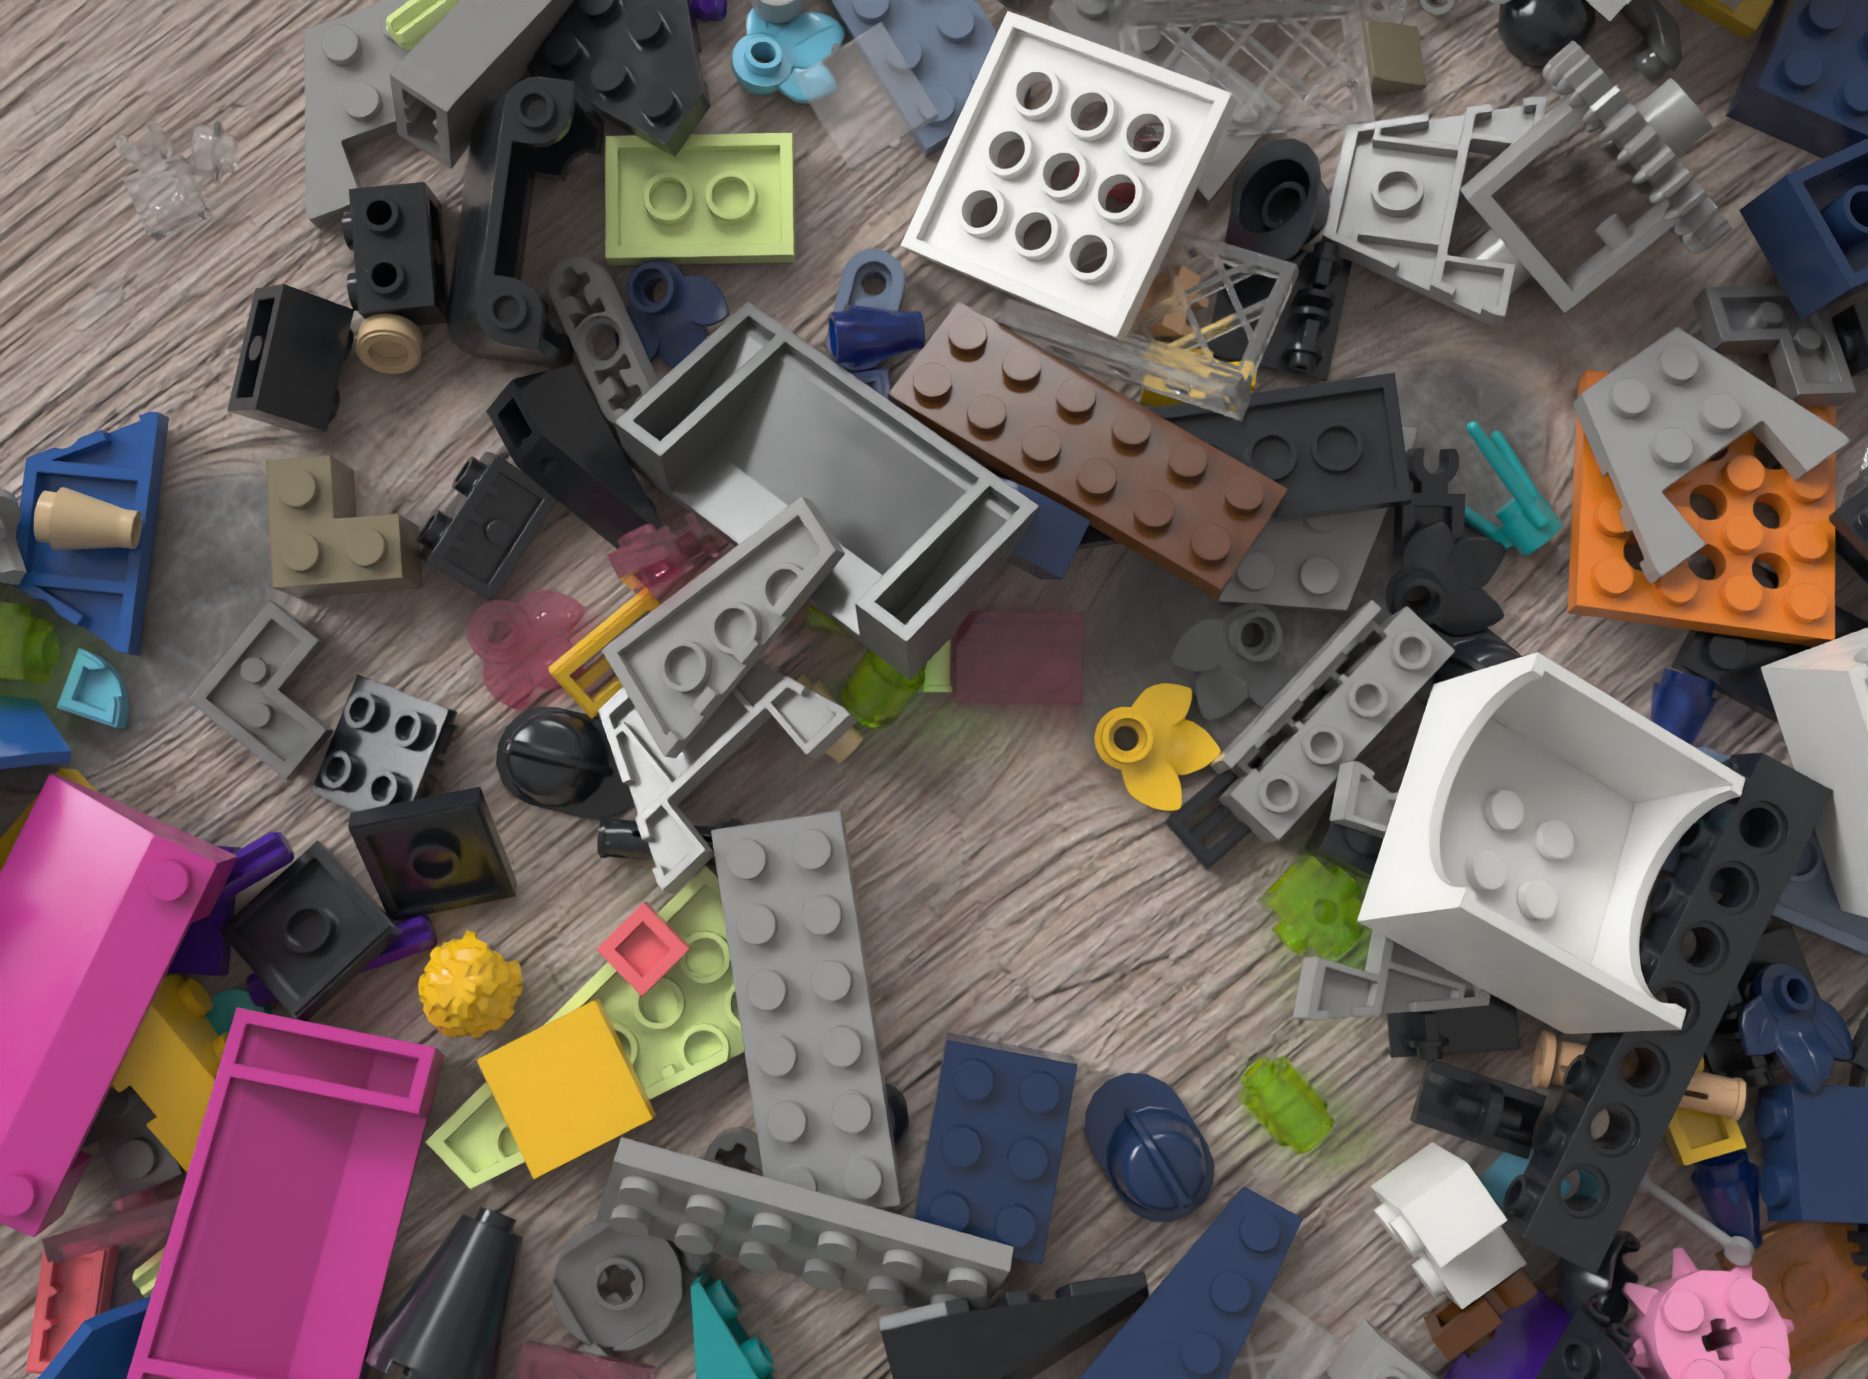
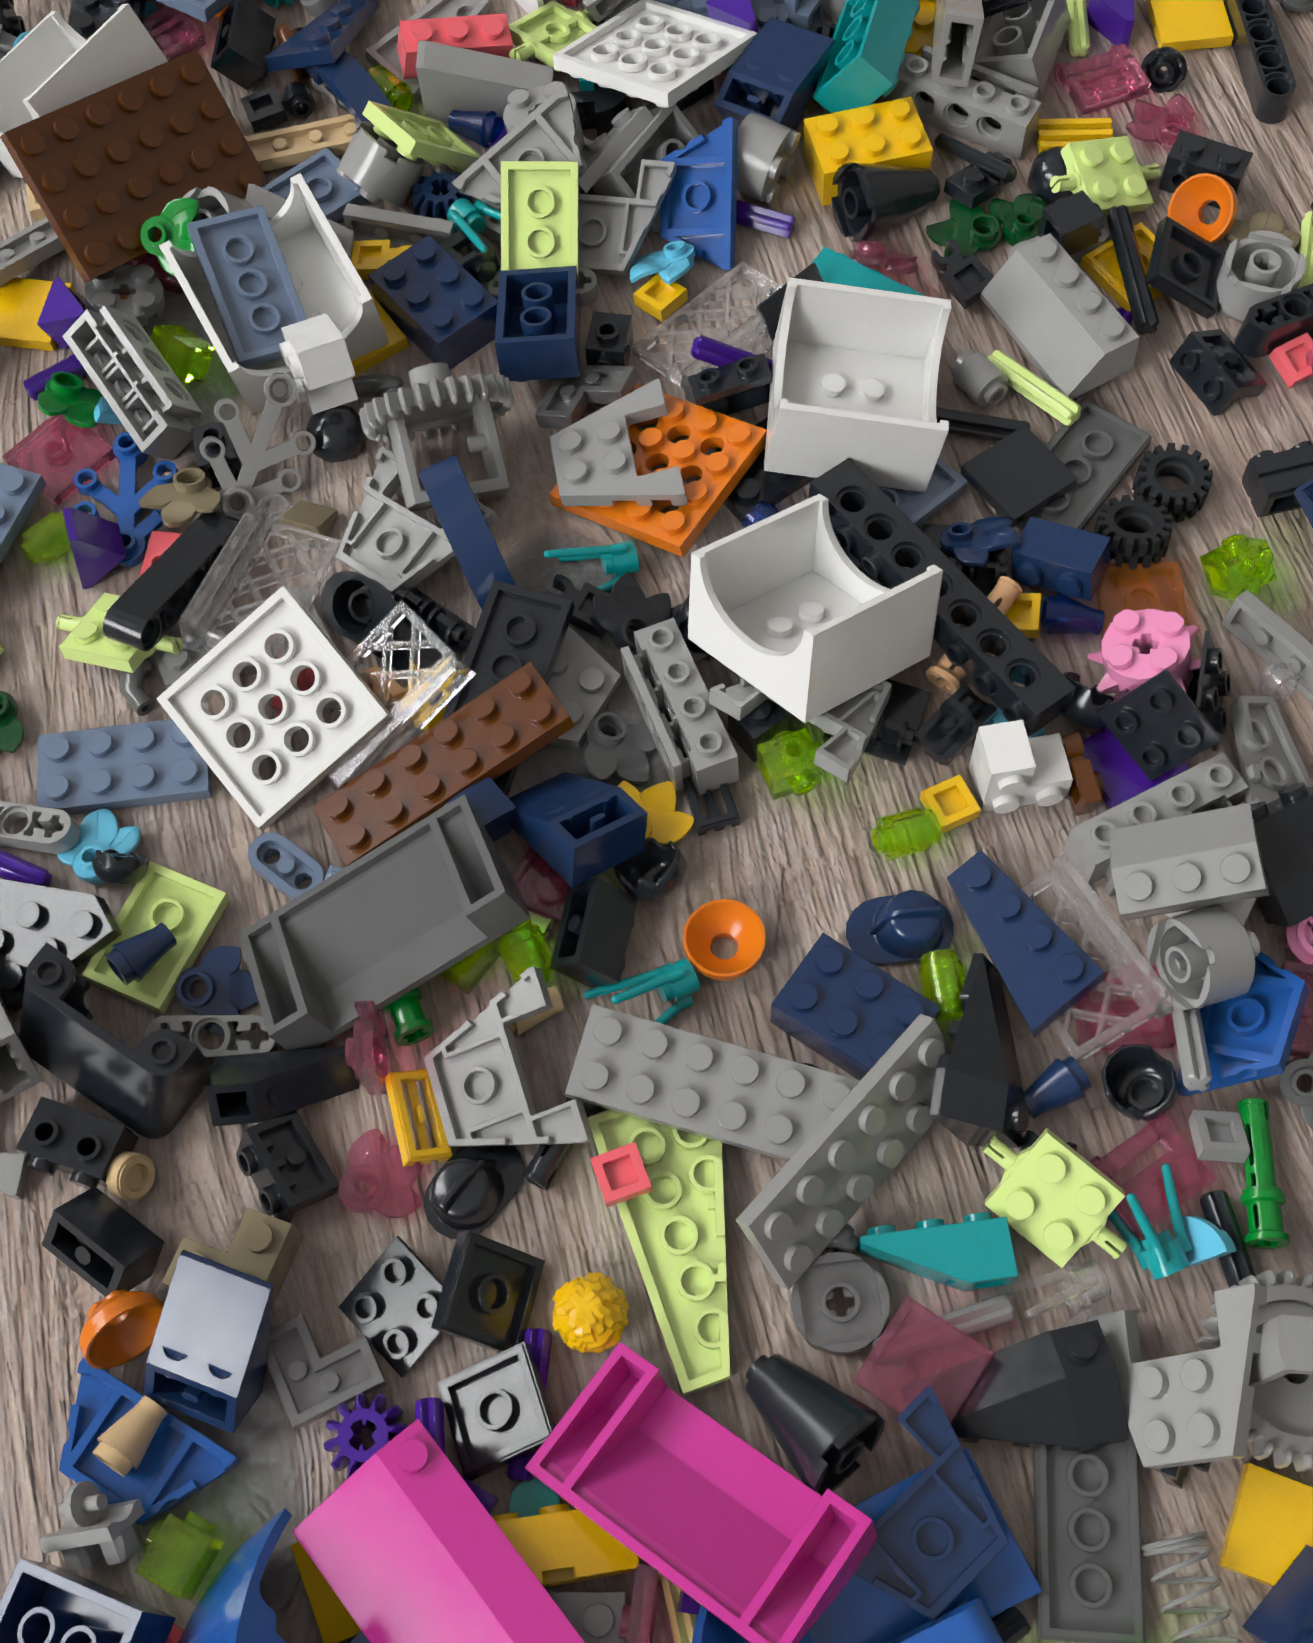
camera: 60 degrees left, 20 degrees down
(95, 691) = (249, 1504): medium azure tile -> none
(192, 791) = (353, 1423): none -> dark purple gear
(205, 437) = (120, 1328): none -> orange piece
(218, 559) = (210, 1342): none -> slope
(566, 1088) = (690, 1272): yellow tile -> none
(655, 196) = (140, 953): none -> dark blue cone
(716, 627) = (436, 1033): light grey wing -> none
(760, 100) = (119, 867): none -> black plate
(866, 97) = (155, 807): clear piece -> none
(872, 334) = (303, 862): clear blue cone -> none
(936, 891) = (672, 982): none -> teal plant
(950, 765) = (594, 933): none -> black brick
(1054, 941) = (728, 920): none -> orange piece
(1074, 789) = (652, 872): none -> black hair
(1086, 664) = (580, 825): none -> dark blue slope
(1089, 1243) = (942, 982): none -> clear neon green brick
(1358, 1146) = (951, 803): none -> yellow plate
(1461, 291) = (465, 527): none -> dark blue slope
(1737, 1248) = (1100, 622): light grey hinge -> none

